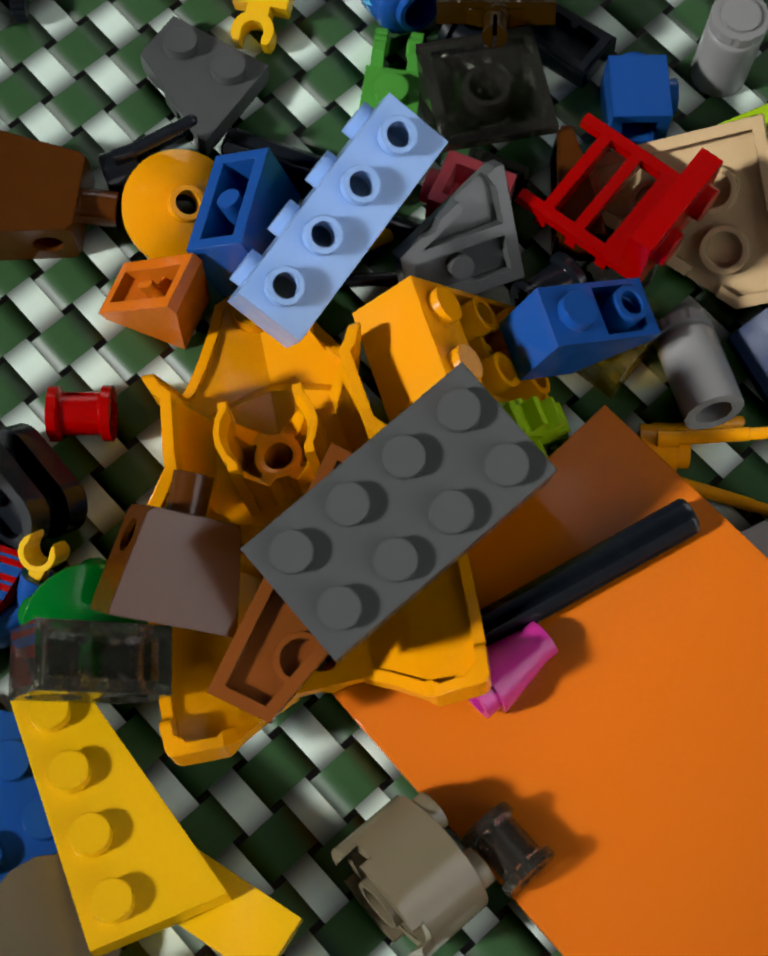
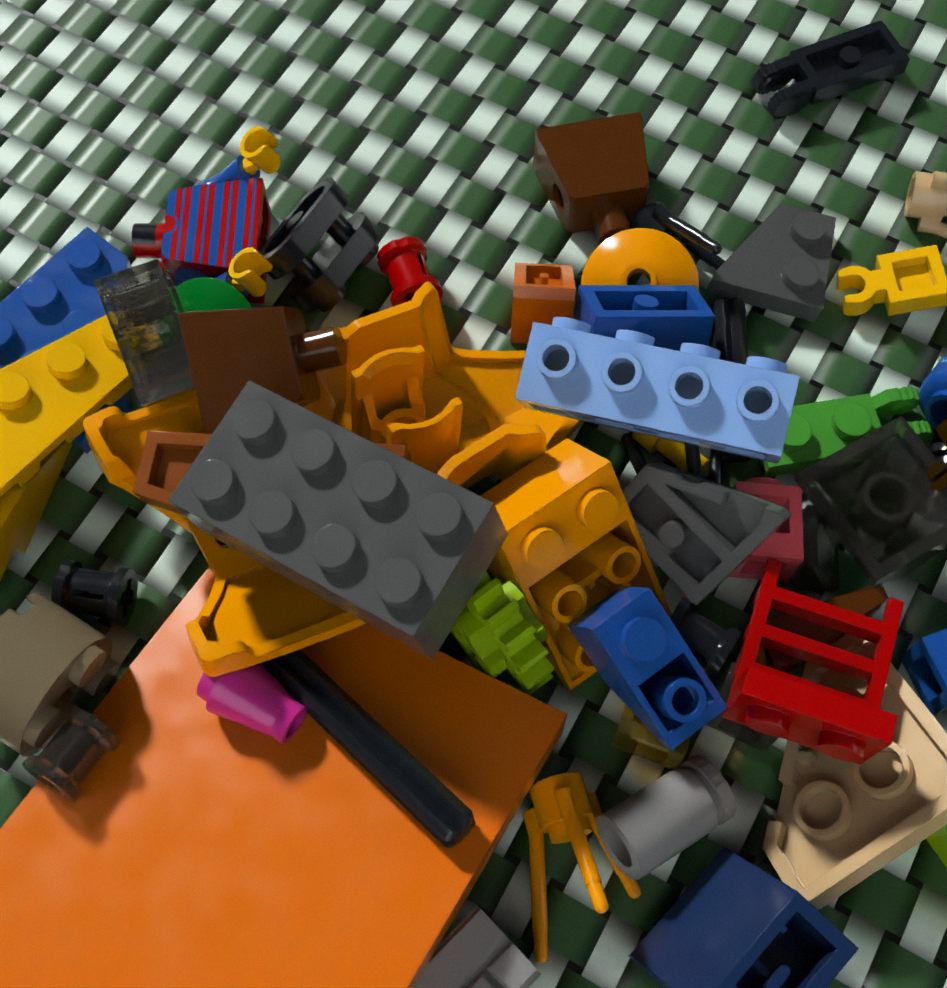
camera: 75 degrees right, 5 degrees down
(329, 809) = (118, 590): none -> black bush

